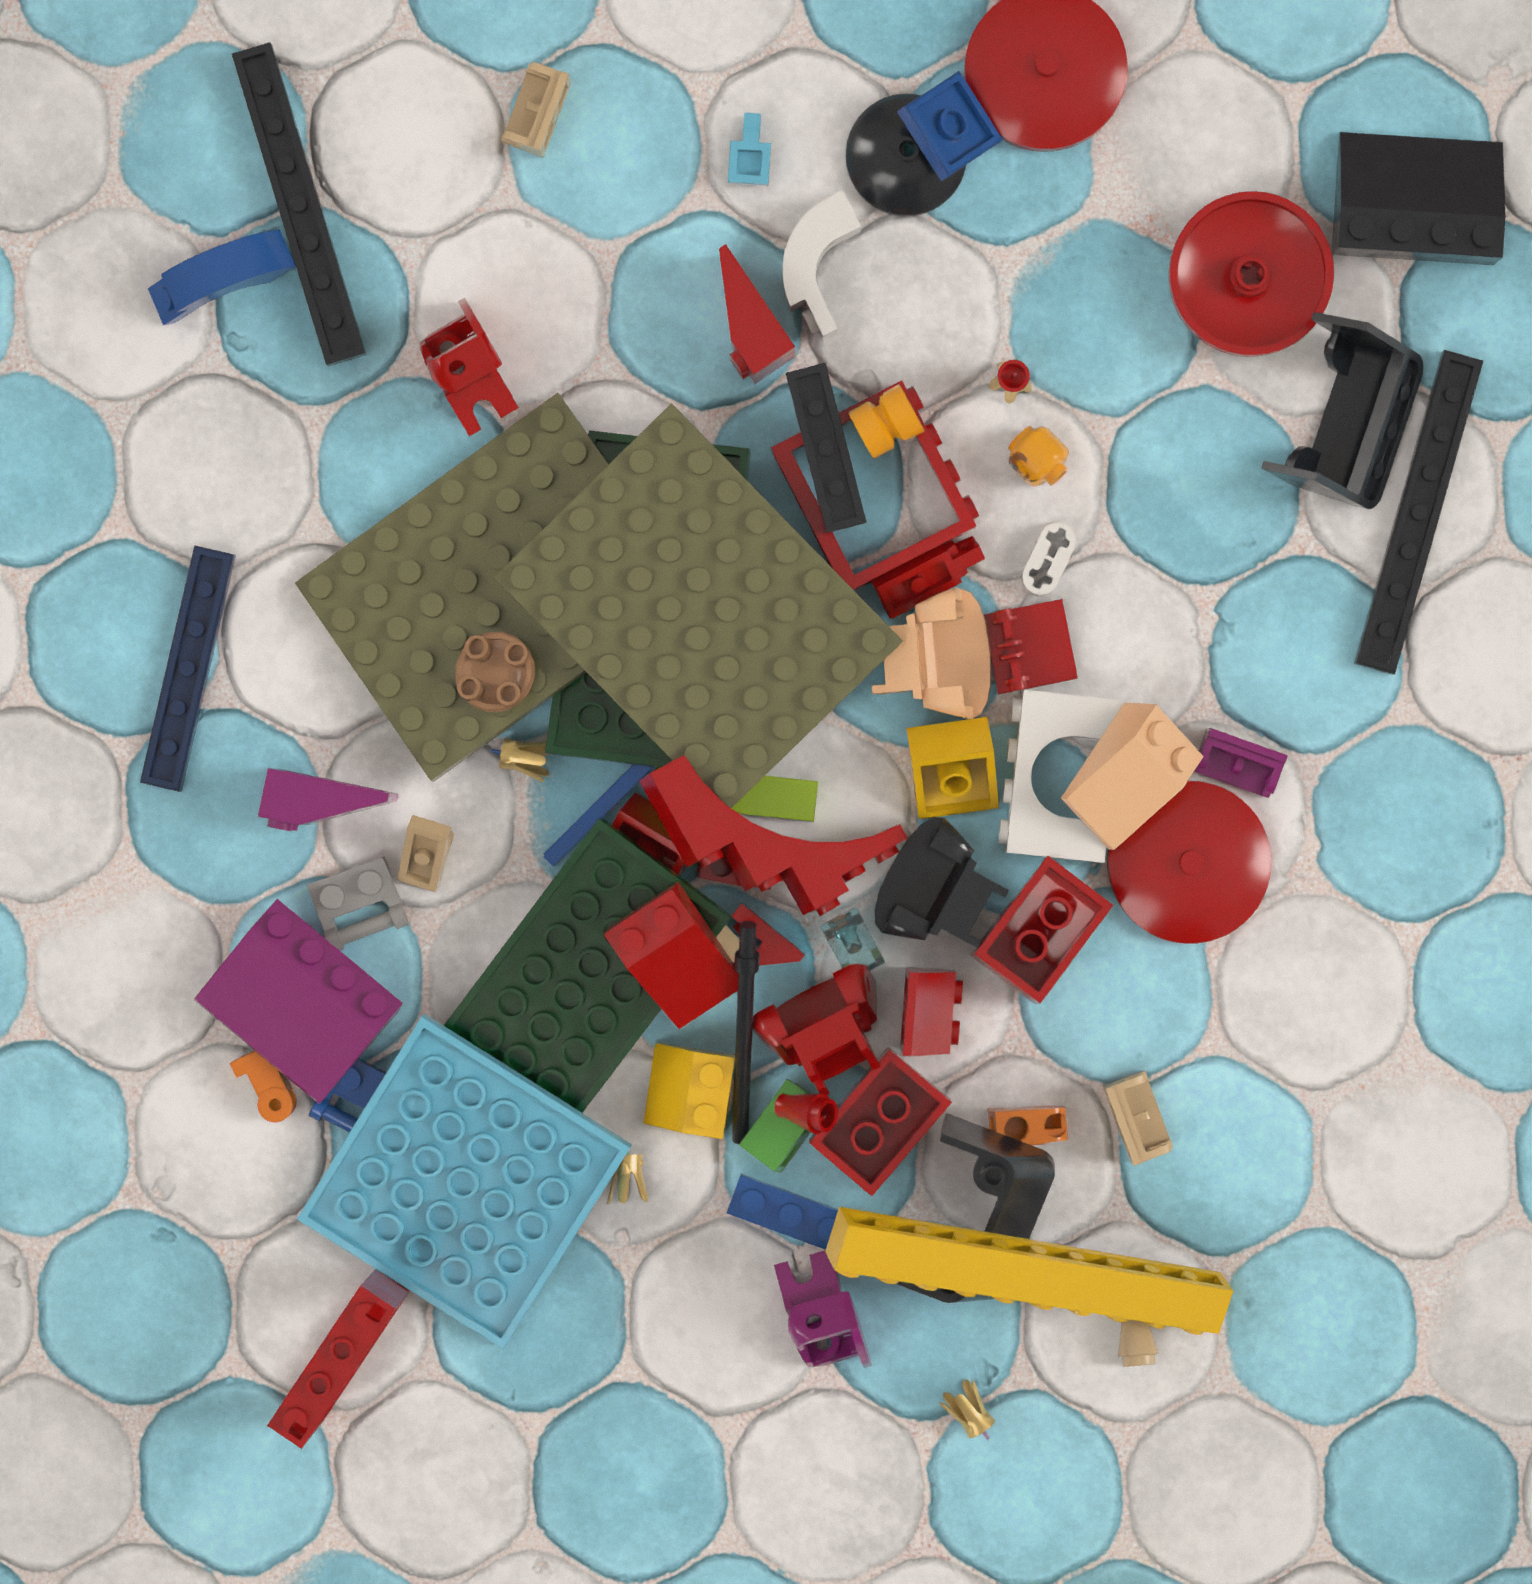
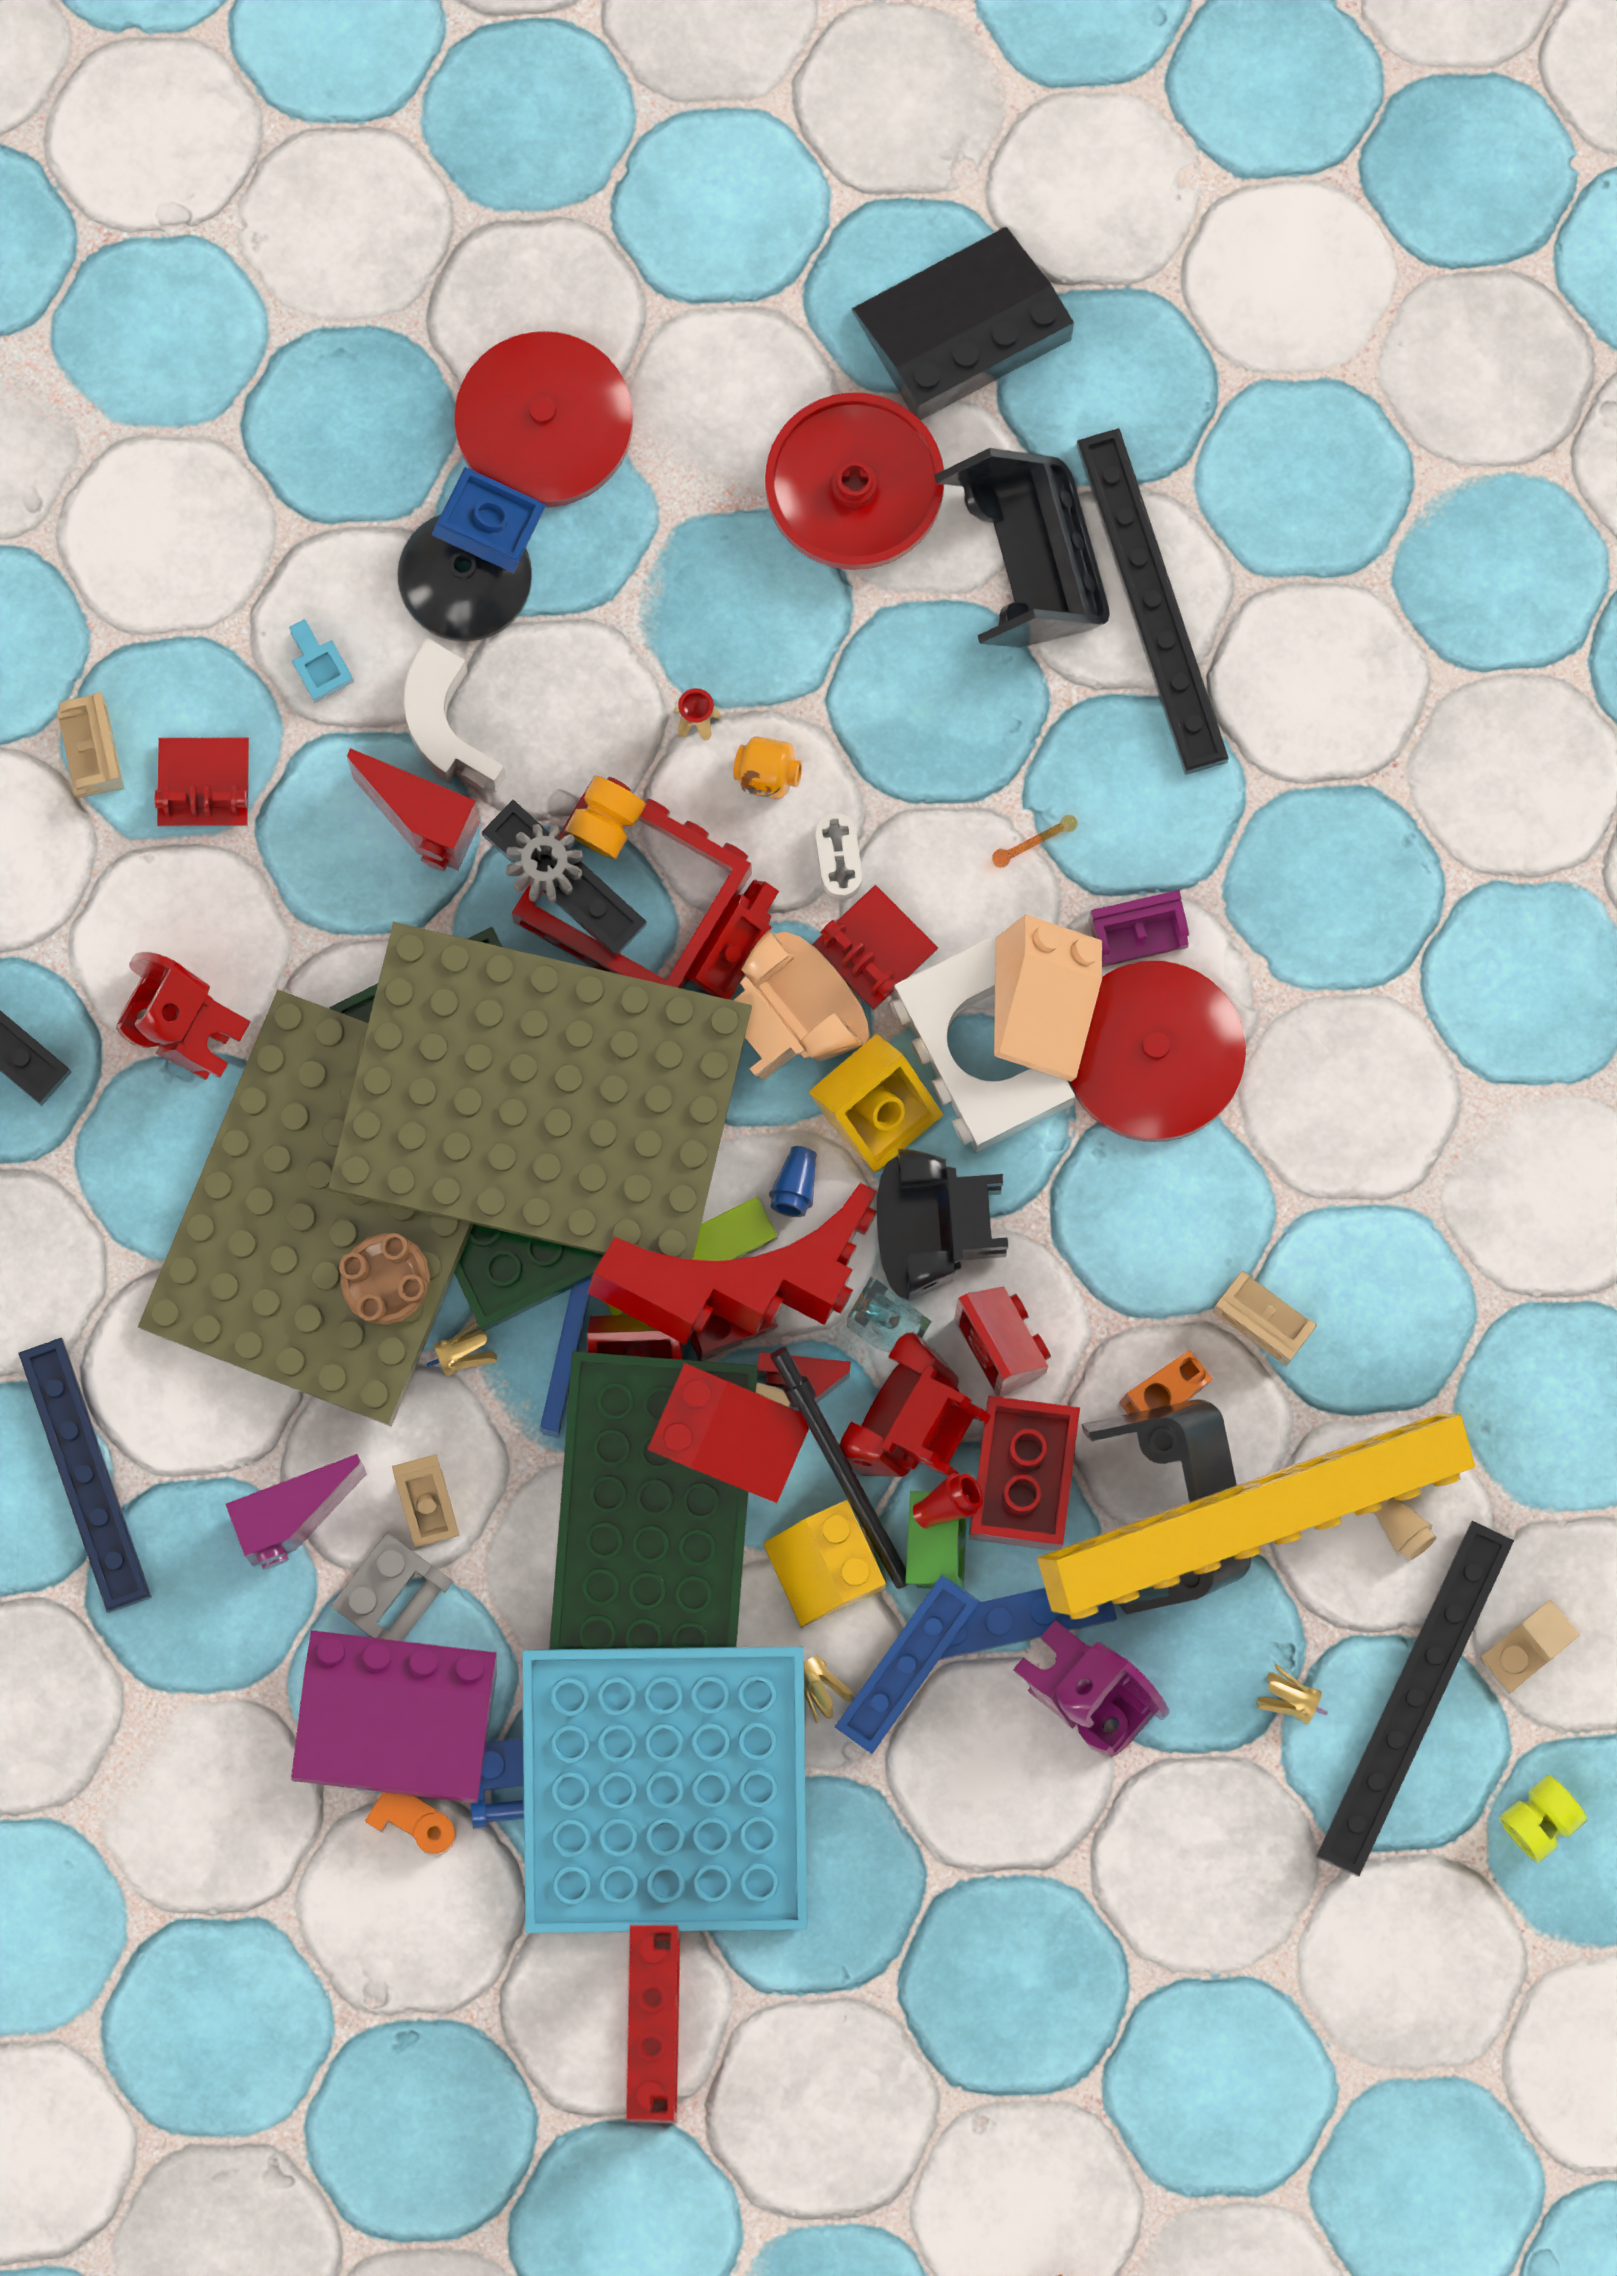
camera: 30 degrees left, 10 degrees down
(604, 191) = (202, 781): none -> red hinge
(701, 1205) = (907, 1664): none -> blue plate
(829, 431) = (560, 858): none -> light grey gear
(853, 789) = (794, 1185): none -> blue cone
(1041, 930) = (1058, 1198): red slope -> none
(1060, 1470) = (1414, 1699): none -> black plate
(1172, 638) = (1002, 857): none -> clear orange hinge
(1172, 1486) = (1529, 1646): none -> tan slope

